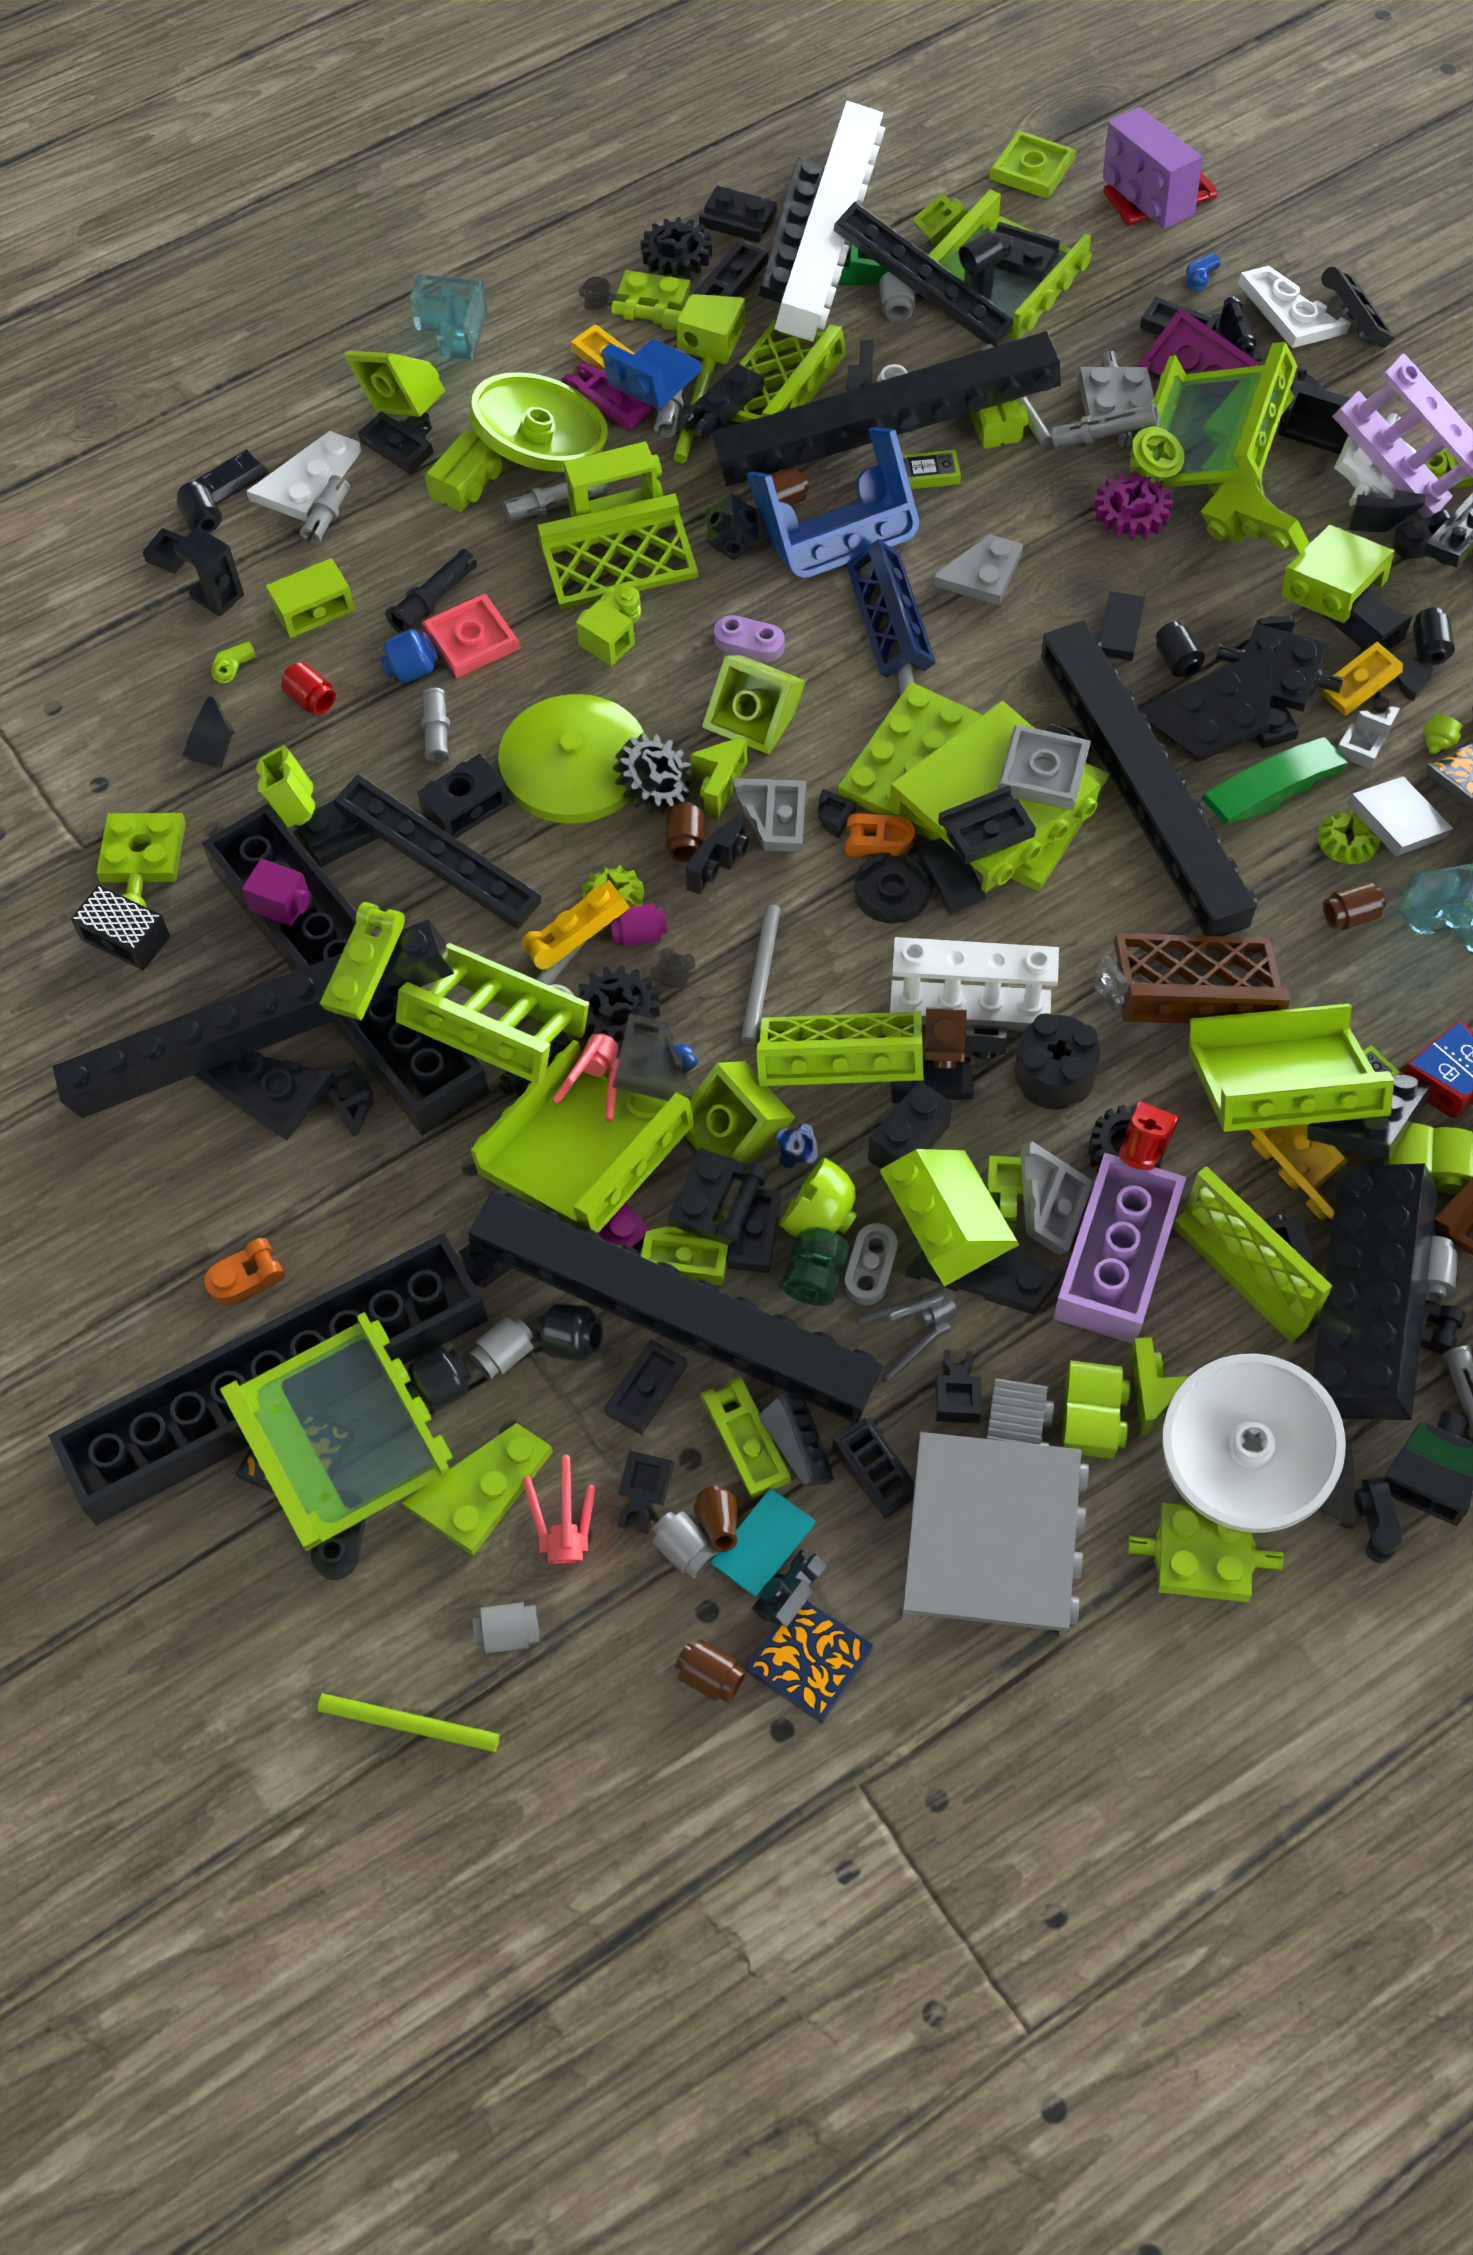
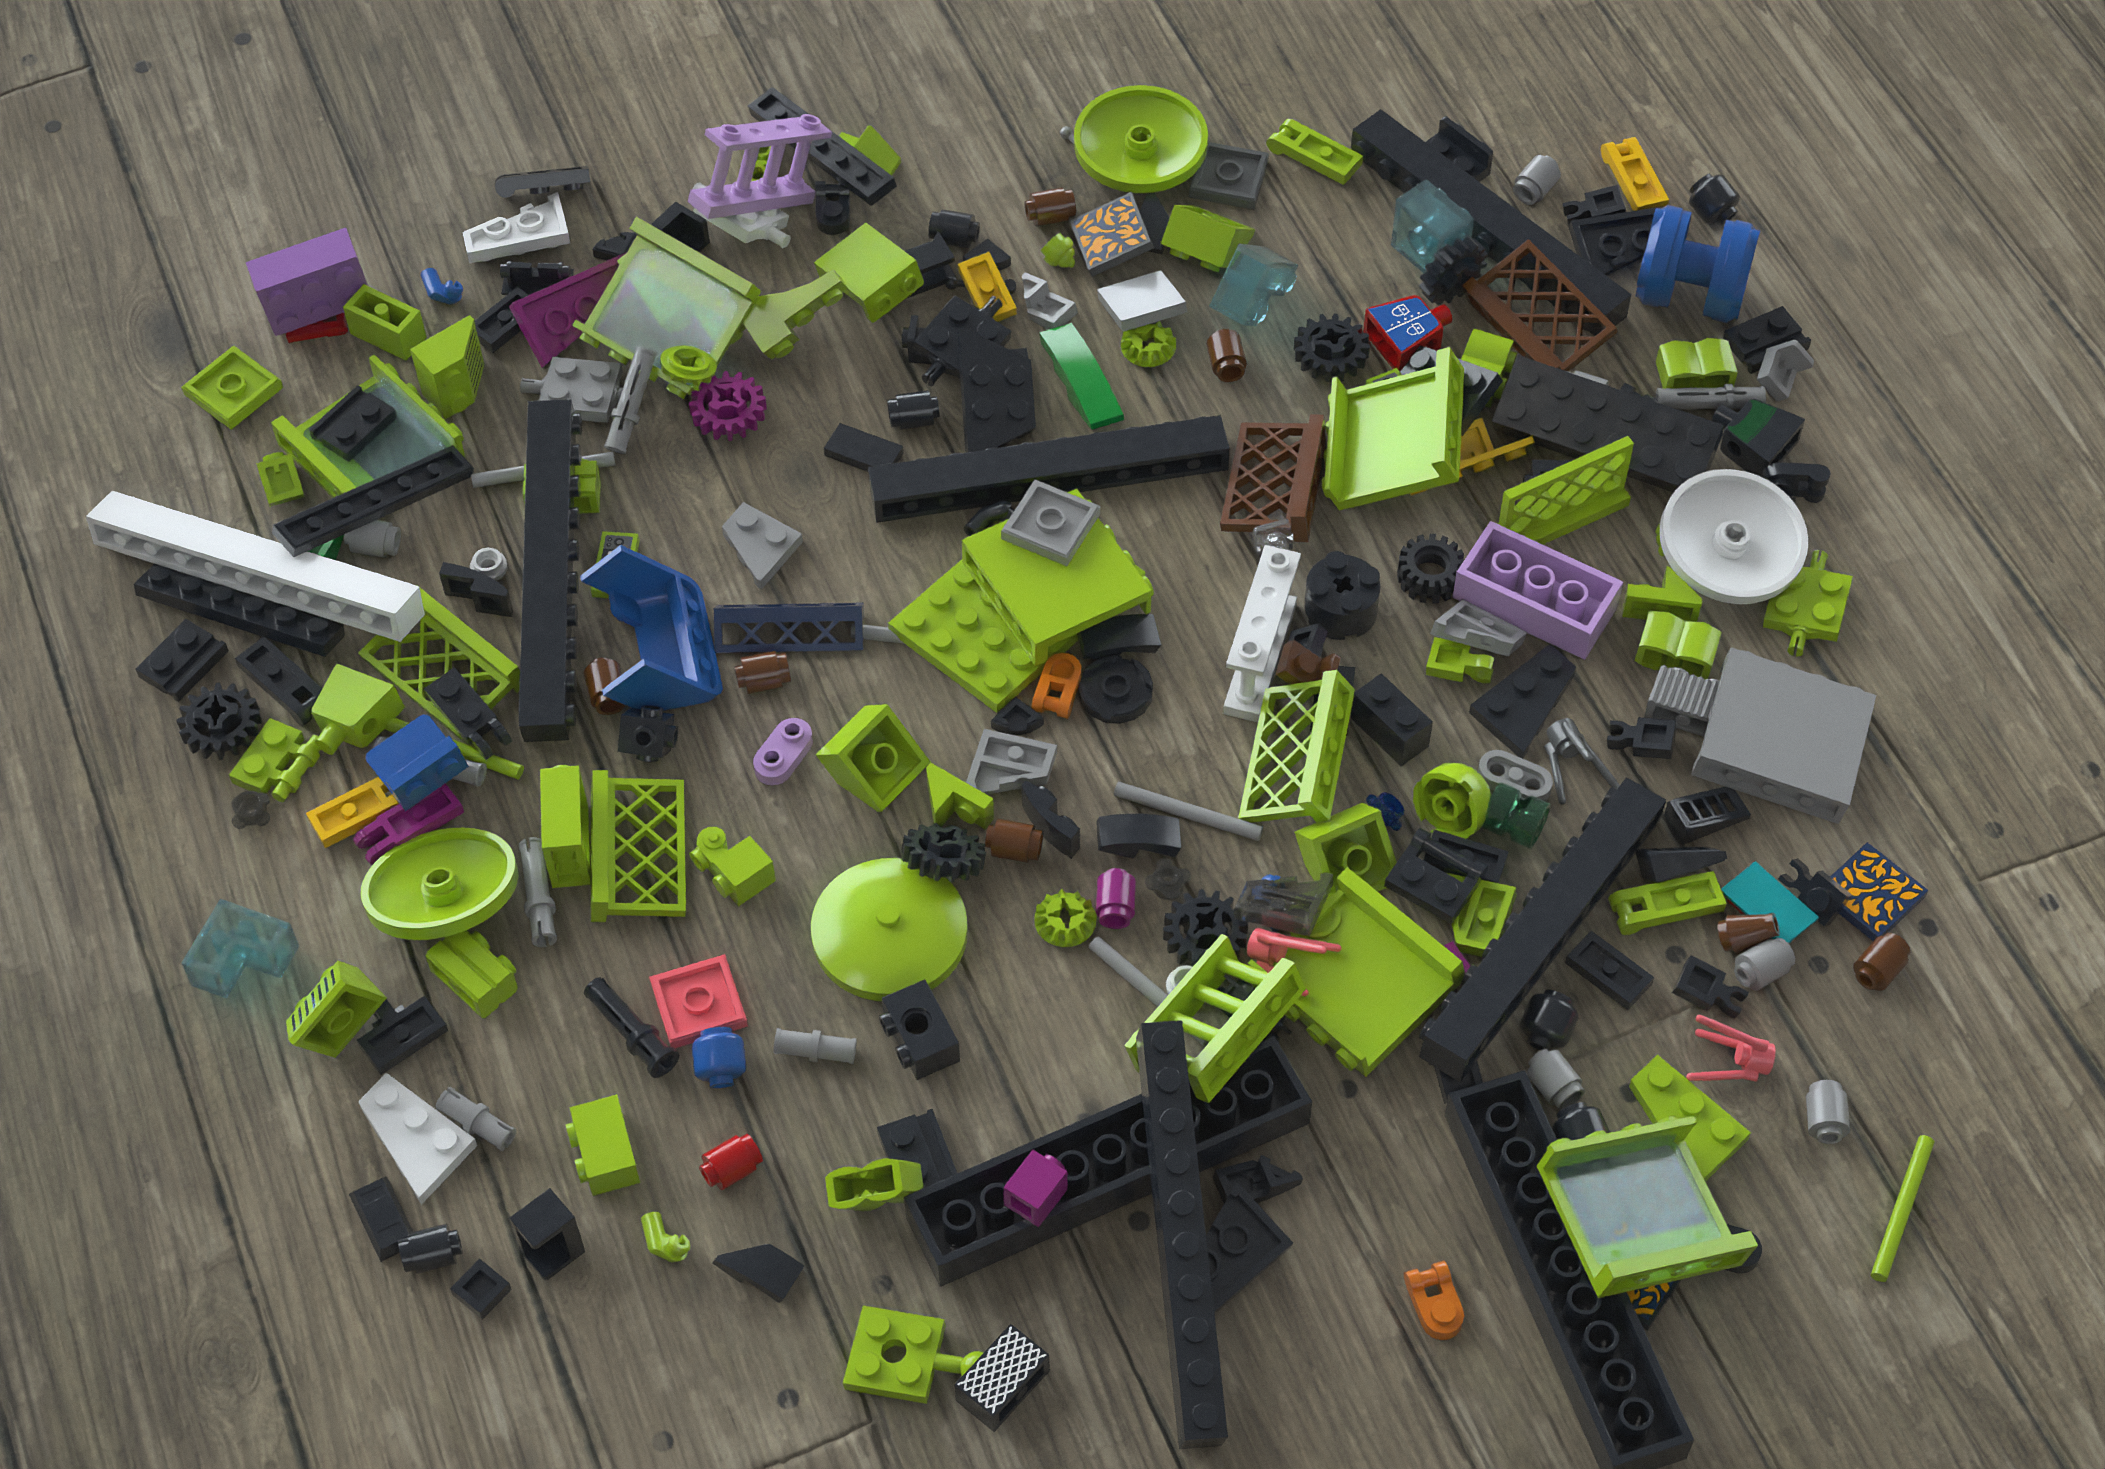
camera: 80 degrees left, 5 degrees down
(363, 961) = (1178, 1086): lime plate -> none
(438, 851) = (985, 1059): black plate -> none
(574, 926) = (1109, 946): yellow plate -> none
(717, 932) = (1131, 832): none -> black slope
(827, 600) = (763, 672): none -> reddish brown brick
(948, 1211) = (1487, 701): lime slope -> none
(979, 261) = (382, 445): black piece -> none
(987, 825) = (1110, 575): black plate -> none
(1096, 291) = (450, 367): none -> lime slope
(1134, 236) = (384, 322): none -> lime brick
(1147, 1136) = (1446, 537): red piece -> none
(1382, 514) = (800, 231): black slope -> none
(1402, 1003) = (1331, 347): none -> black gear

